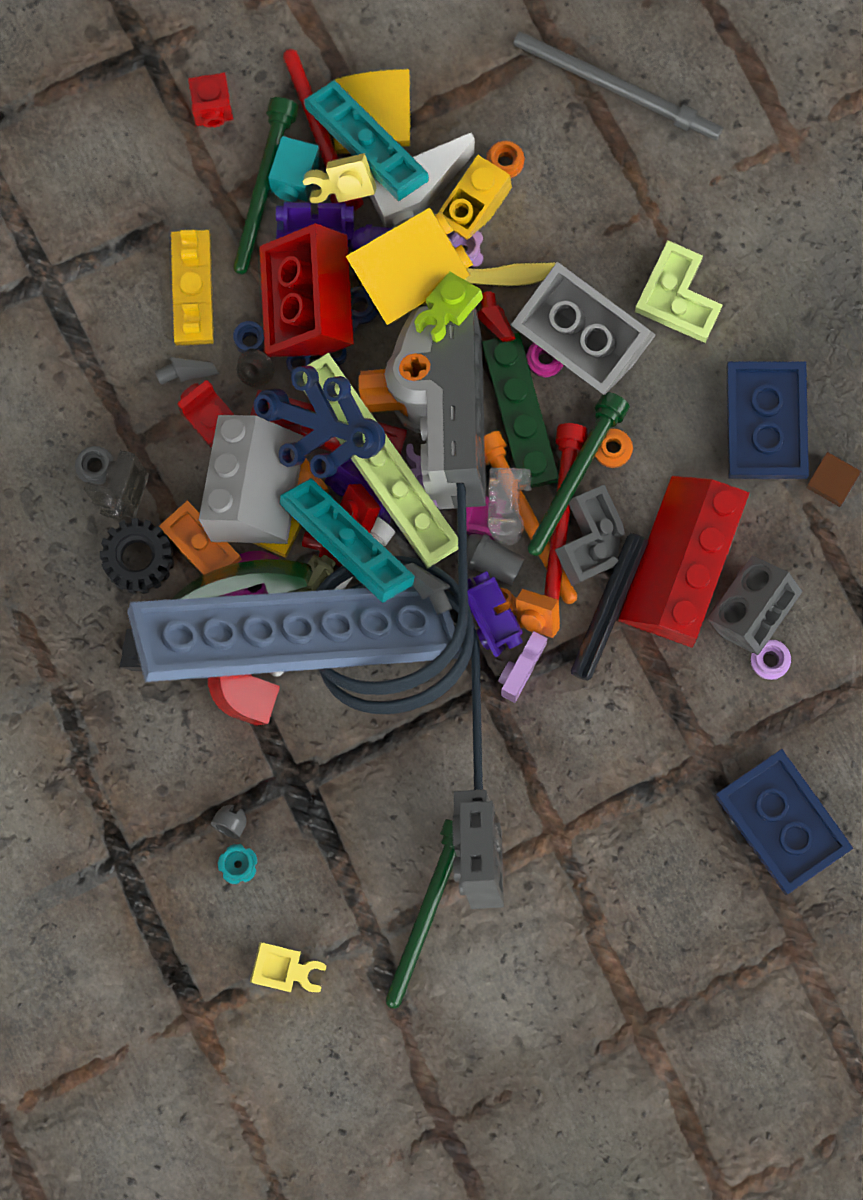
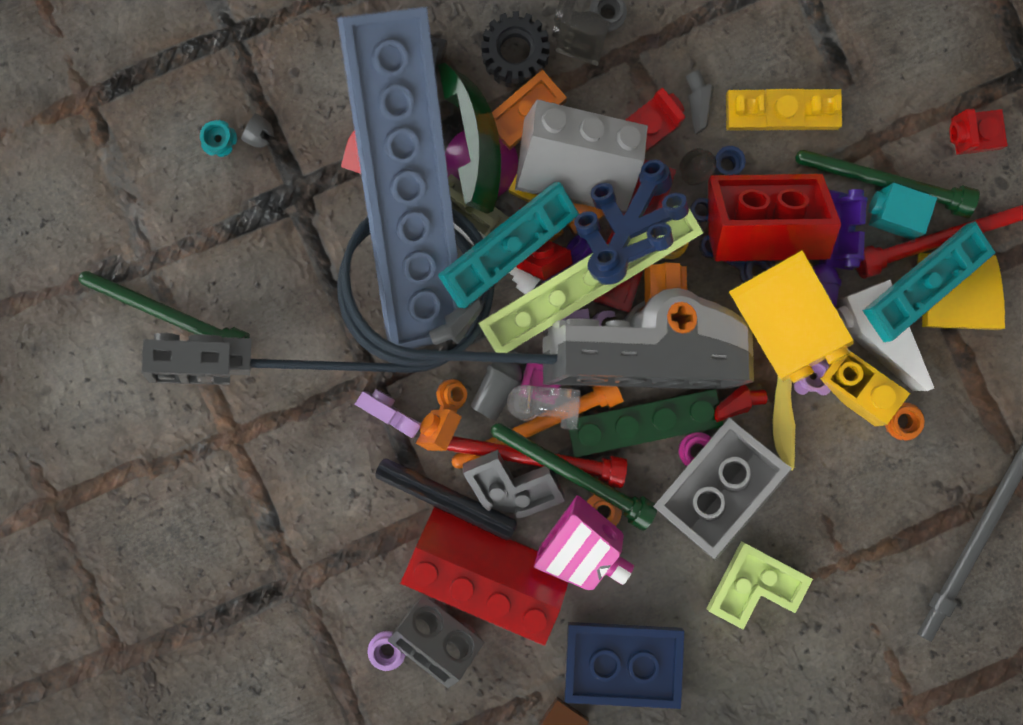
camera: 90 degrees right, 10 degrees up
(279, 968) = (118, 174): light yellow plate -> none
(345, 177) = (890, 258): light yellow plate -> none
(448, 302) = (749, 355): lime plate -> none
(494, 628) = (424, 386): dark purple hinge -> none
(650, 462) = (583, 548): none -> dark pink torso
(784, 822) = (228, 653): dark blue plate -> none

